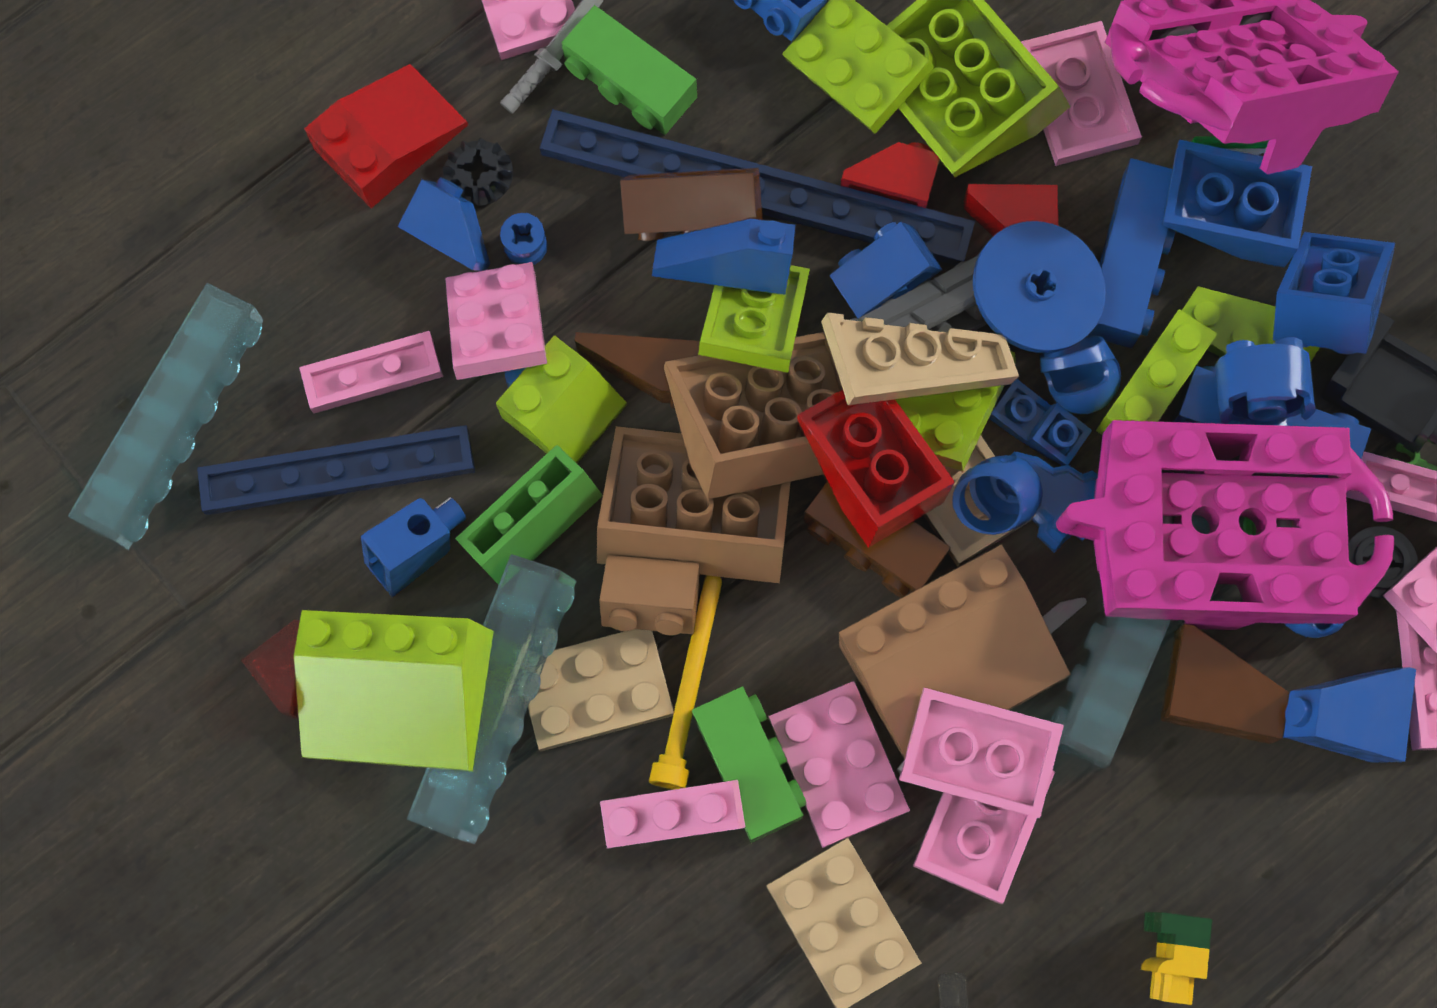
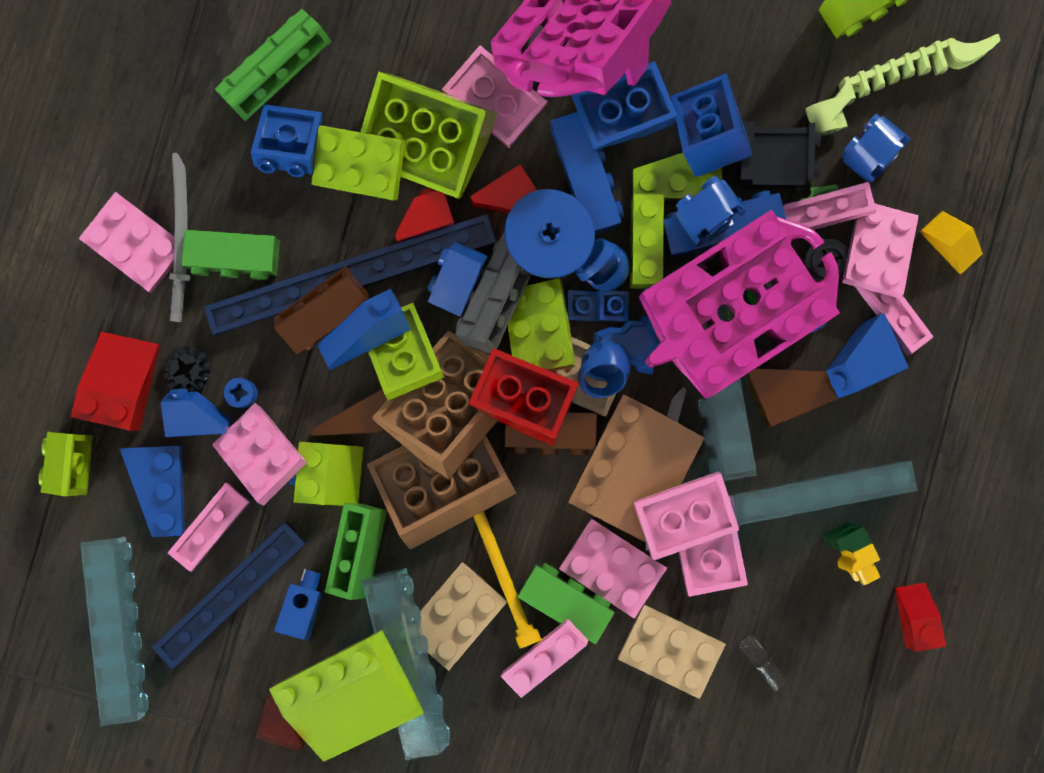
camera: 40 degrees left, 10 degrees up
(259, 183) = (65, 464): none -> lime slope
(345, 286) = (158, 486): none -> blue wing
(649, 595) = (451, 549): medium nougat brick -> none
(911, 361) = (510, 328): tan wing -> none
(1185, 850) = (823, 492): none -> clear light blue brick

